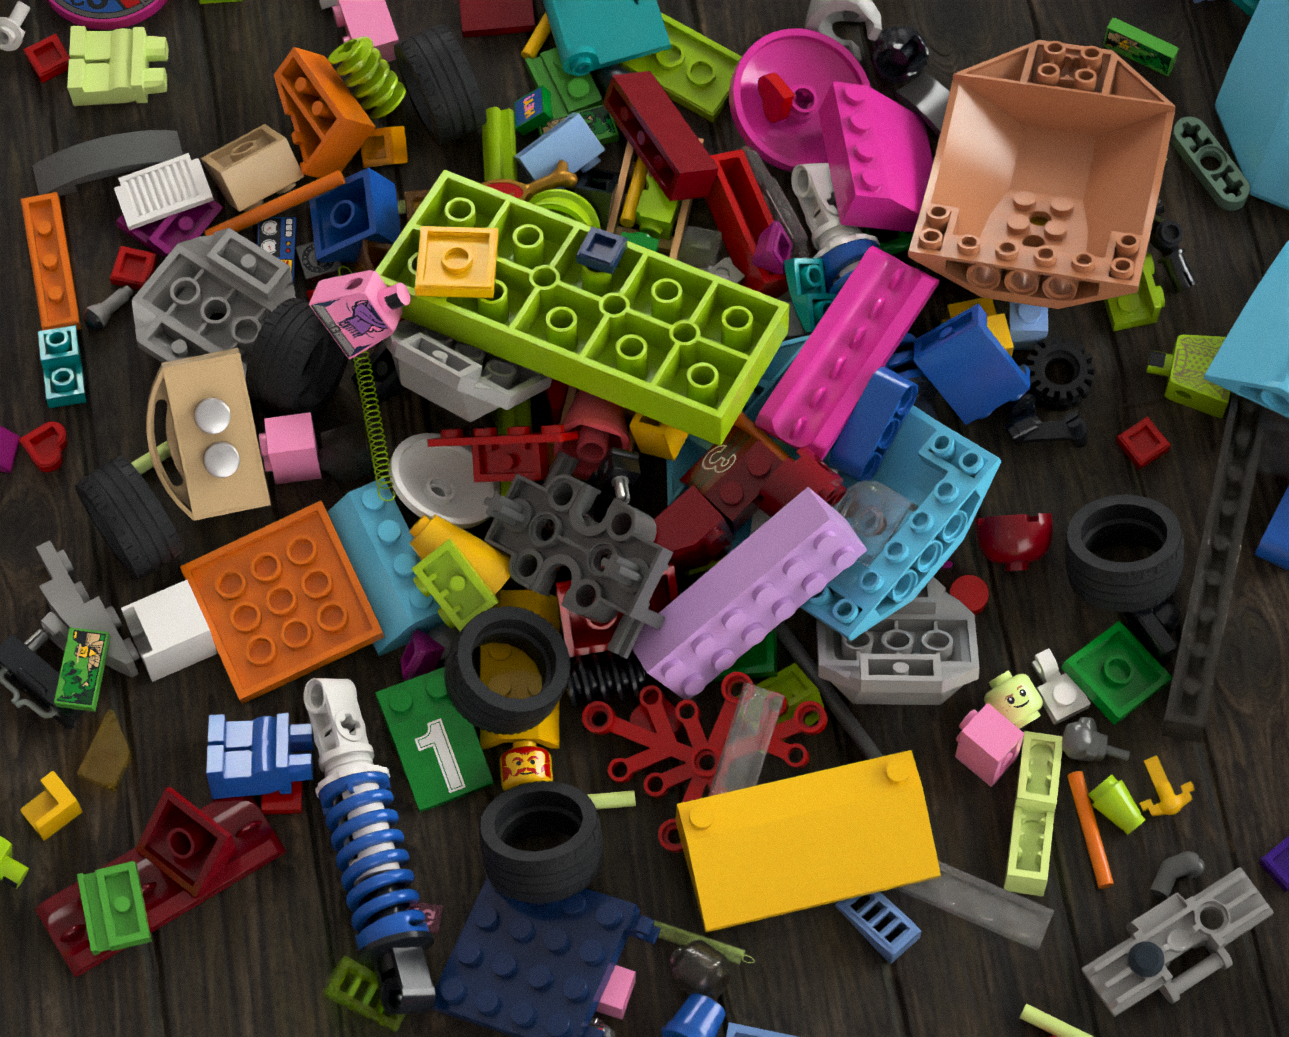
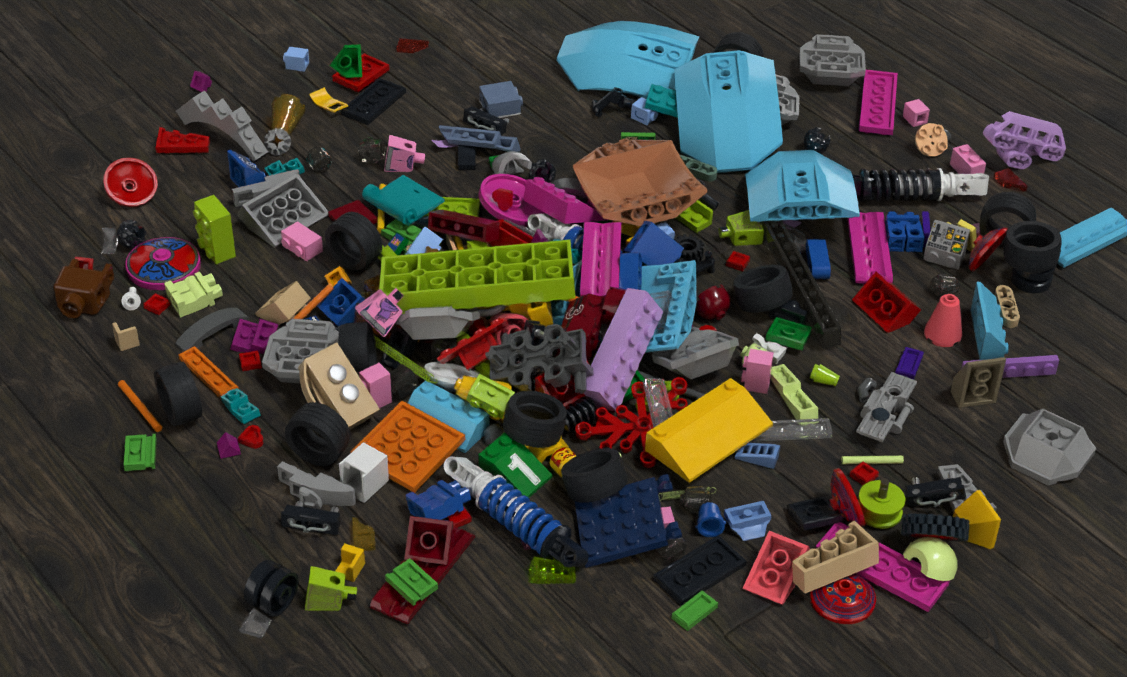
camera: 30 degrees left, 25 degrees down
(82, 669) = (333, 499): tile -> none
(98, 315) = (245, 381): light grey piece -> none
(162, 191) = (247, 325): white window -> none
(323, 112) = (309, 272): orange wedge -> none
(371, 74) = (317, 252): lime piece -> none
(420, 655) = (484, 439): magenta slope -> none
(456, 262) = (414, 276): yellow tile -> none
(601, 250) = (475, 251): dark blue tile -> none
(1085, 743) = (795, 361): dark grey piece -> none
(1090, 830) = (820, 390): orange bar -> none
(1170, 803) = (843, 367): yellow piece -> none

